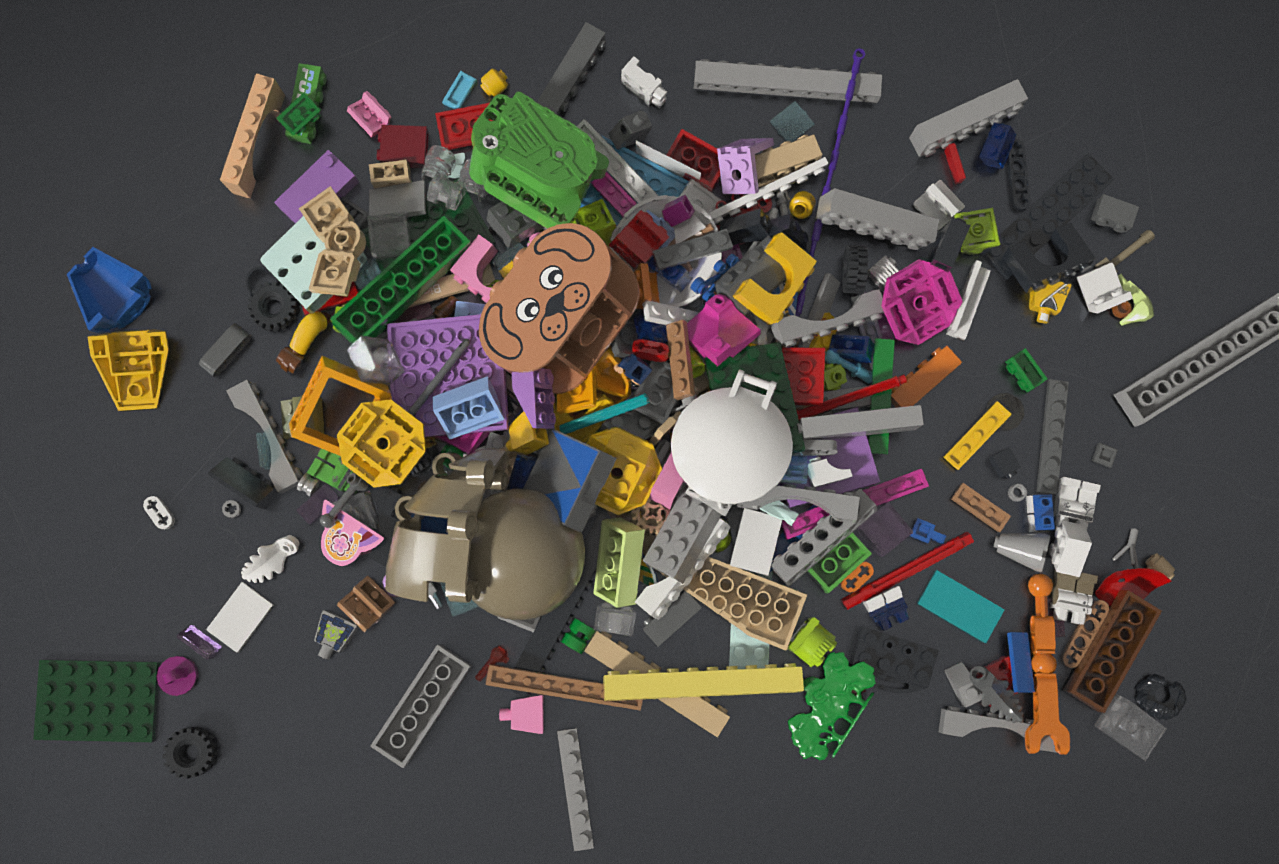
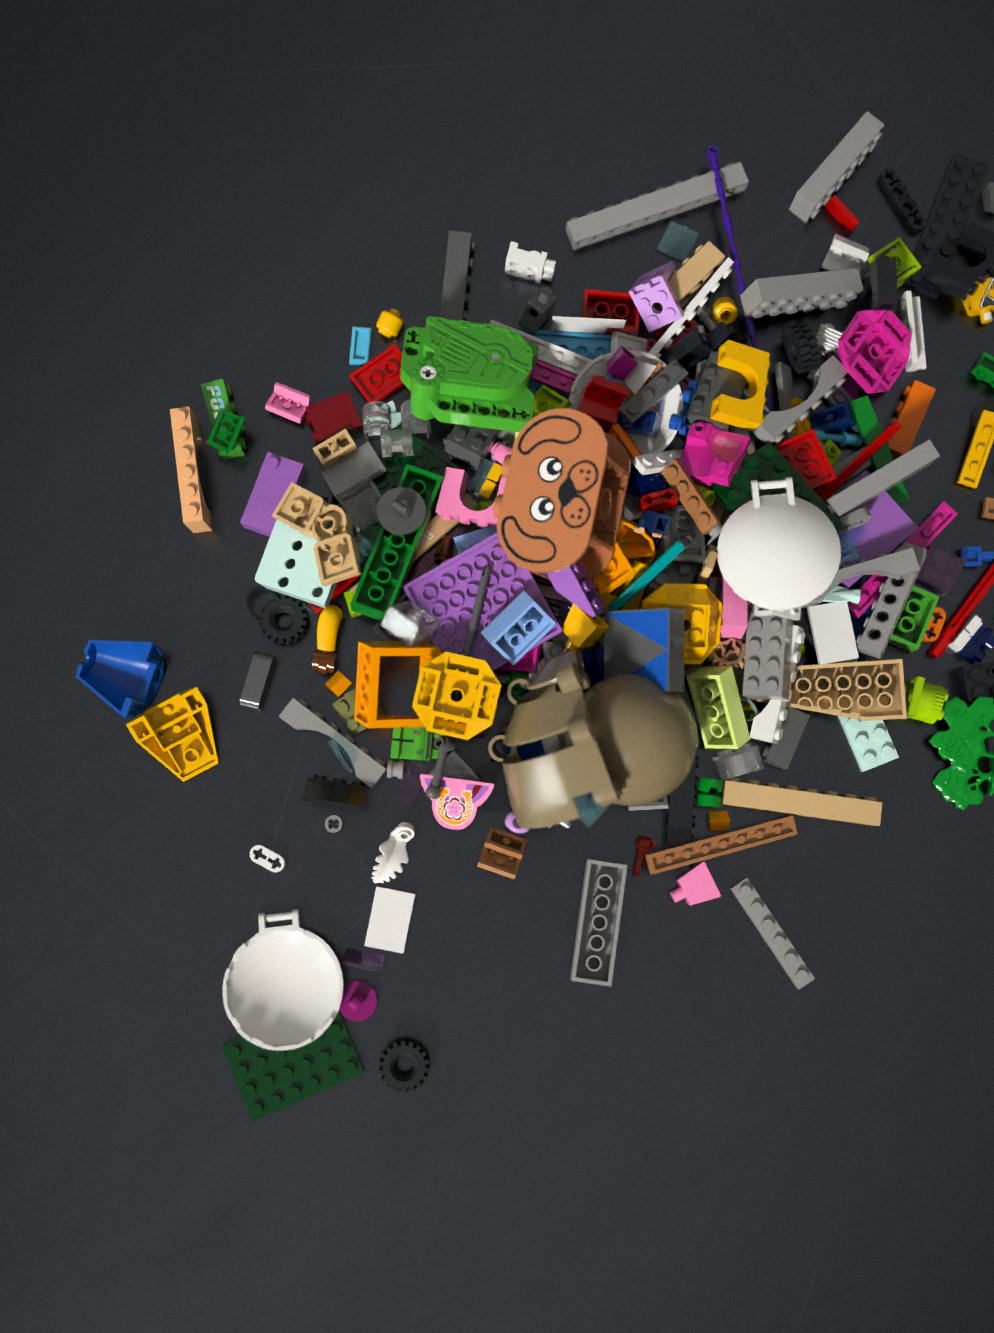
camera: 25 degrees left, 0 degrees up
(116, 631) = (283, 985): none -> white dish
(295, 385) = (338, 683): none -> light orange slope
(334, 633) = (485, 894): torso -> none
(416, 255) = (401, 511): none -> dark grey shield
(575, 665) = (718, 820): none -> light orange slope
(702, 683) = (840, 785): light yellow brick -> none
(822, 473) = (867, 541): white arch -> none
(998, 145) = (874, 180): clear blue brick -> none

